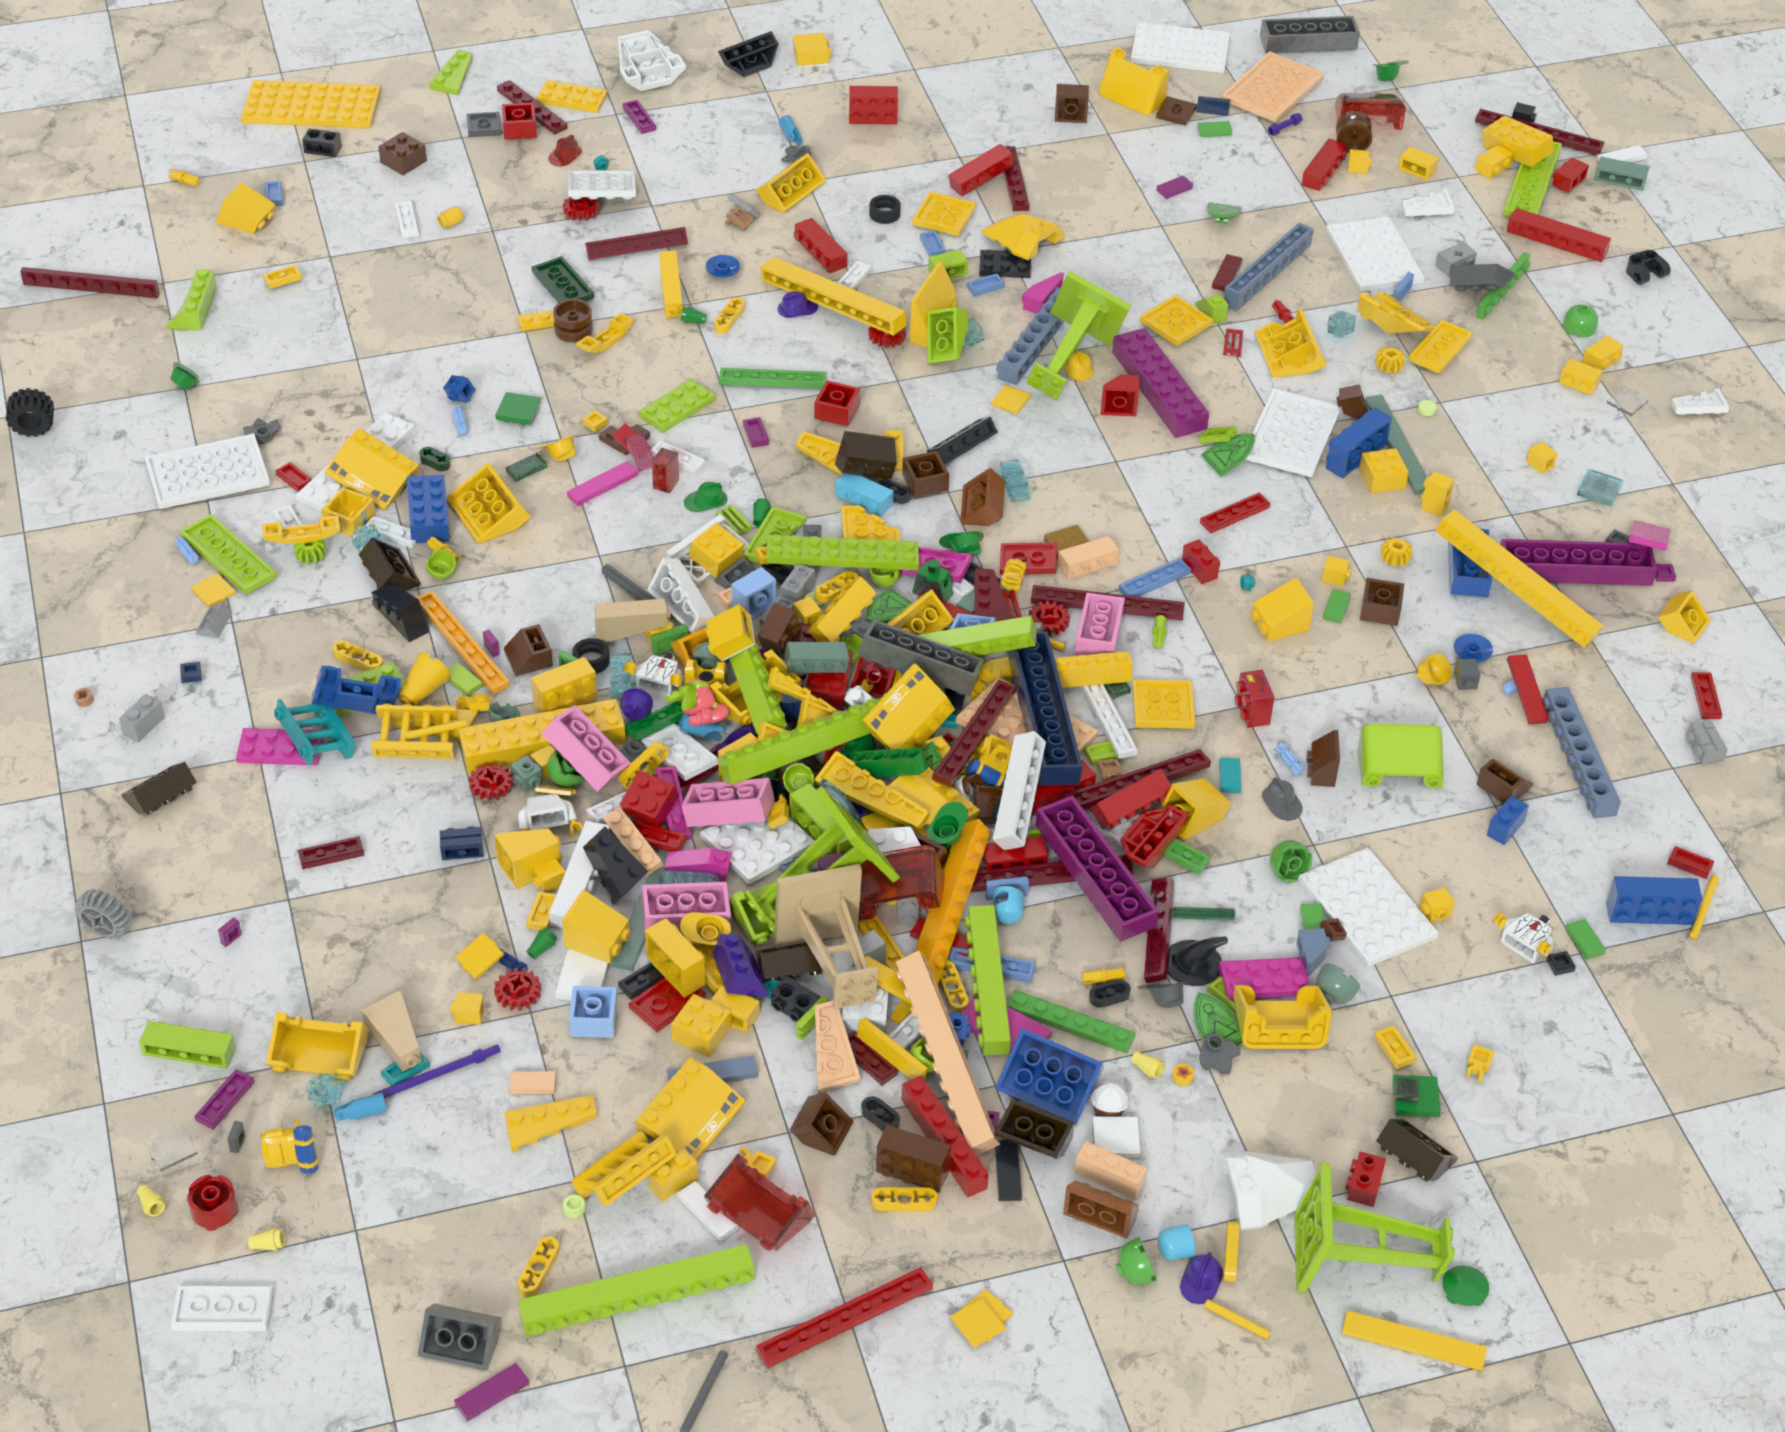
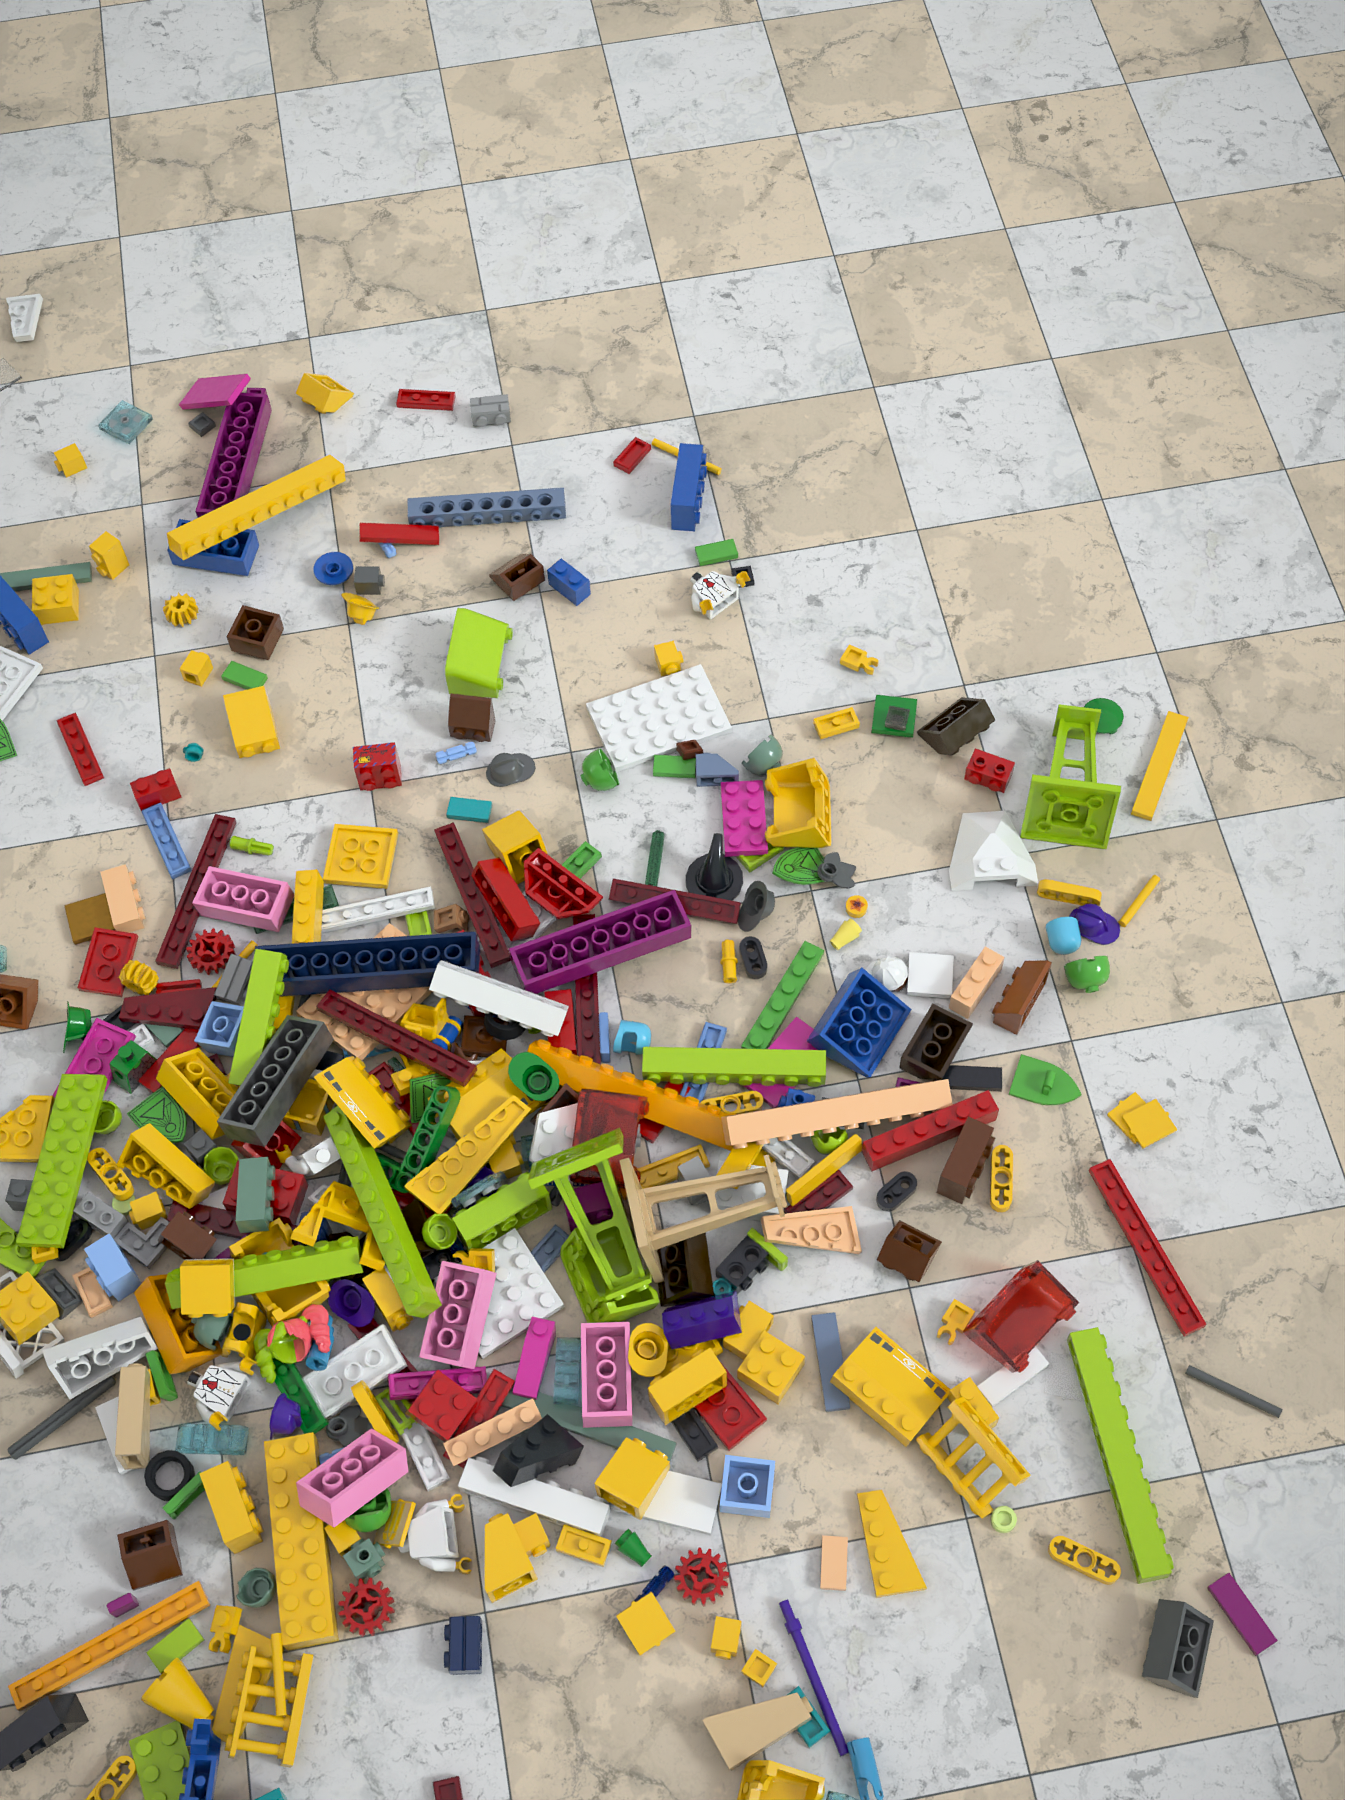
camera: 80 degrees left, 15 degrees up
(443, 1033) = (759, 1668): none -> yellow plate
(1012, 1235) = (1042, 1083): none -> bright green shield

